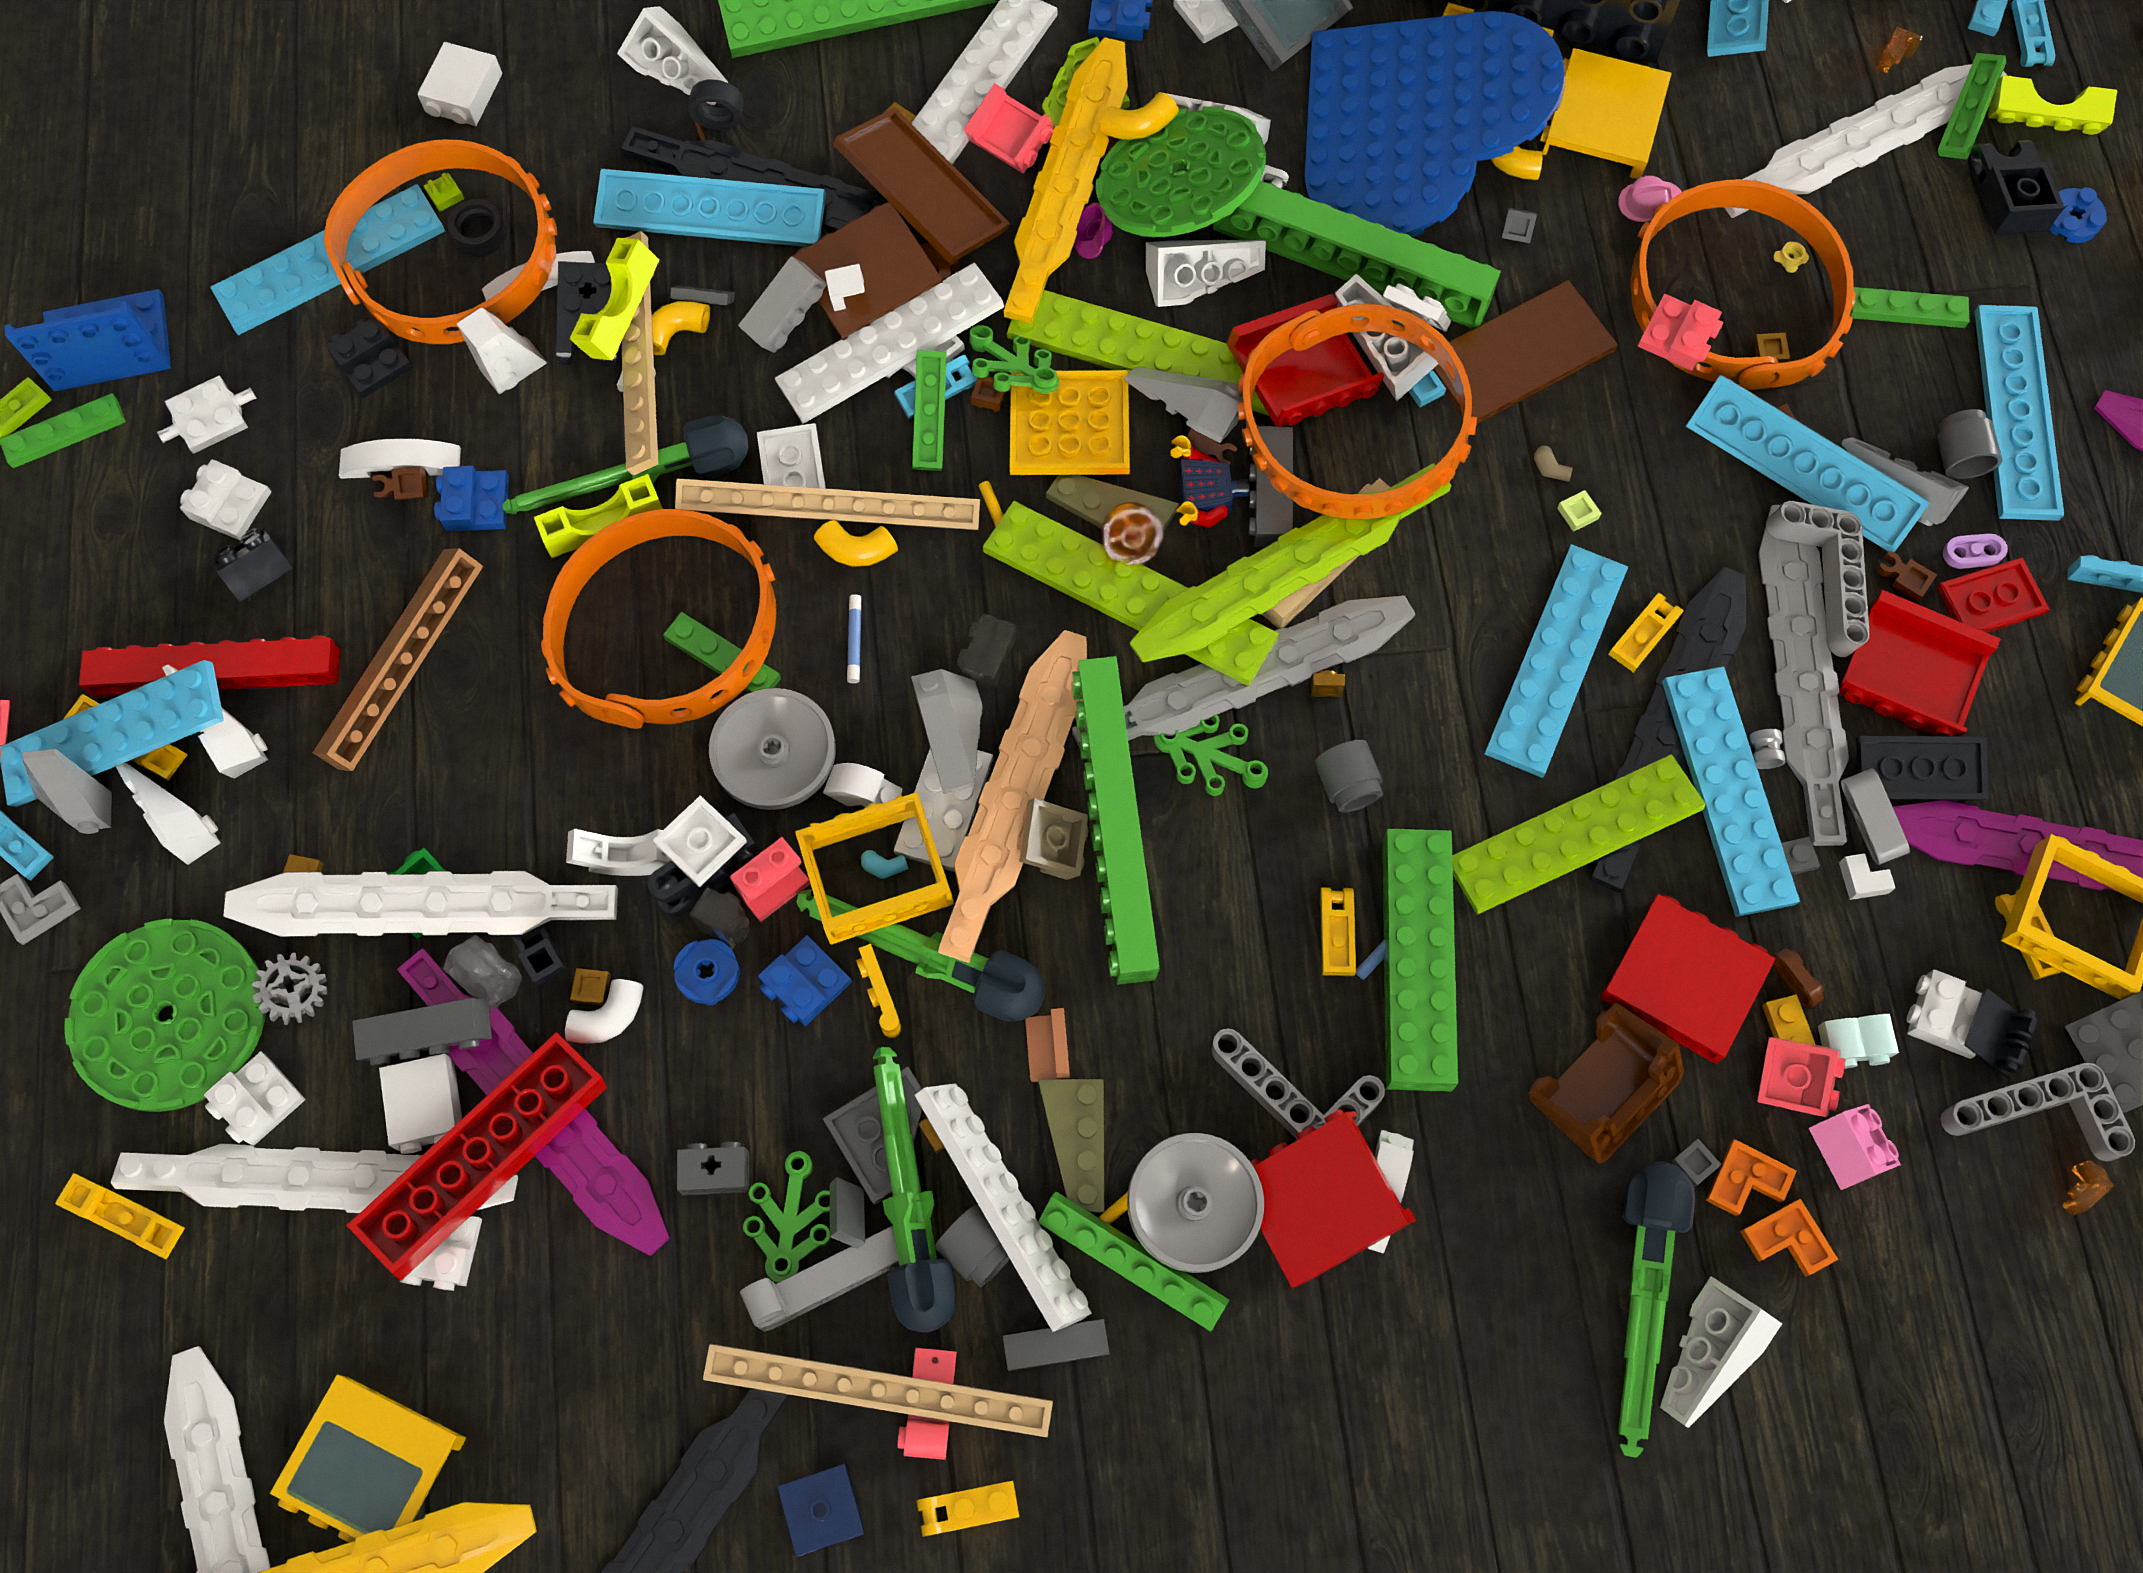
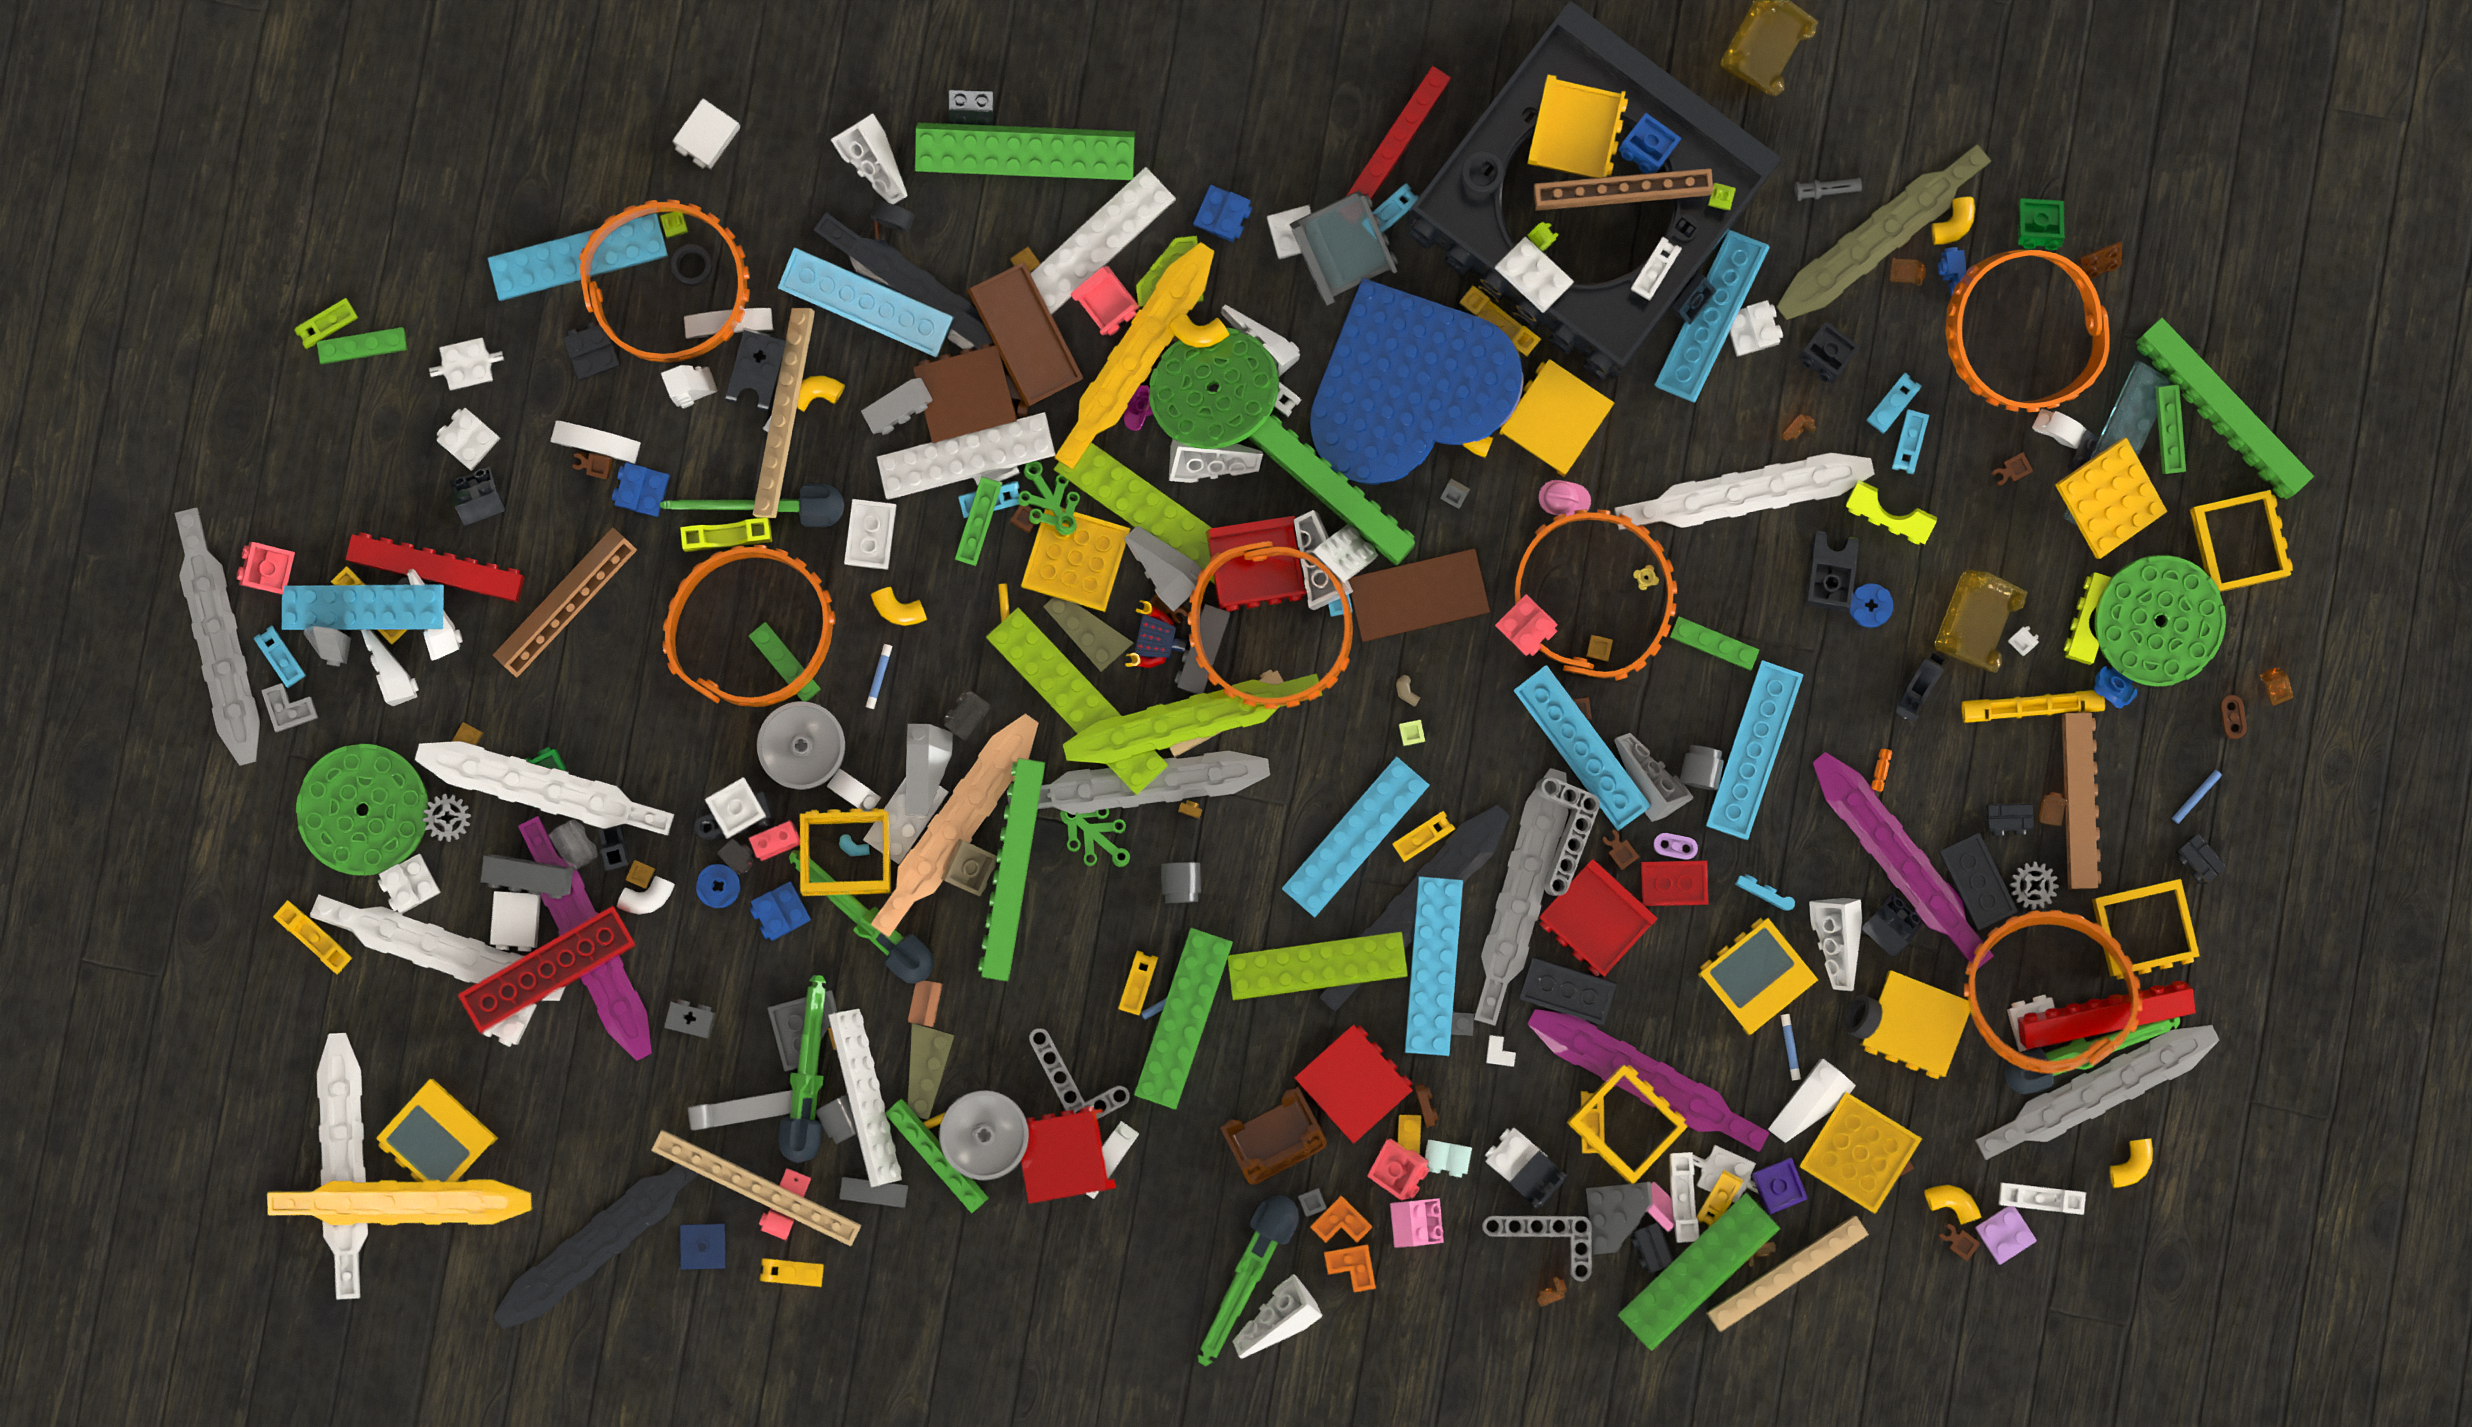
camera: 15 degrees right, 15 degrees up
(97, 341) = (404, 279): blue bracket -> none
(615, 854) = (680, 789): white arch -> none
(630, 270) = (792, 358): neon yellow arch -> none
(702, 295) = (842, 373): dark grey tile -> none
(788, 1223) = (729, 1066): bright green plant -> none
(827, 504) = (887, 574): tan plate -> none
(844, 283) = (944, 410): white panel -> none
(847, 1213) = (766, 1073): dark grey tile -> none
(879, 992) = (826, 936): yellow plate -> none
(1131, 533) = (1088, 663): clear orange cylinder -> none
(1767, 748) = (1470, 945): light grey wheel -> none
(1875, 816) = (1519, 1015): light grey beam -> none
(1972, 106) = (1829, 496): bright green plate -> none

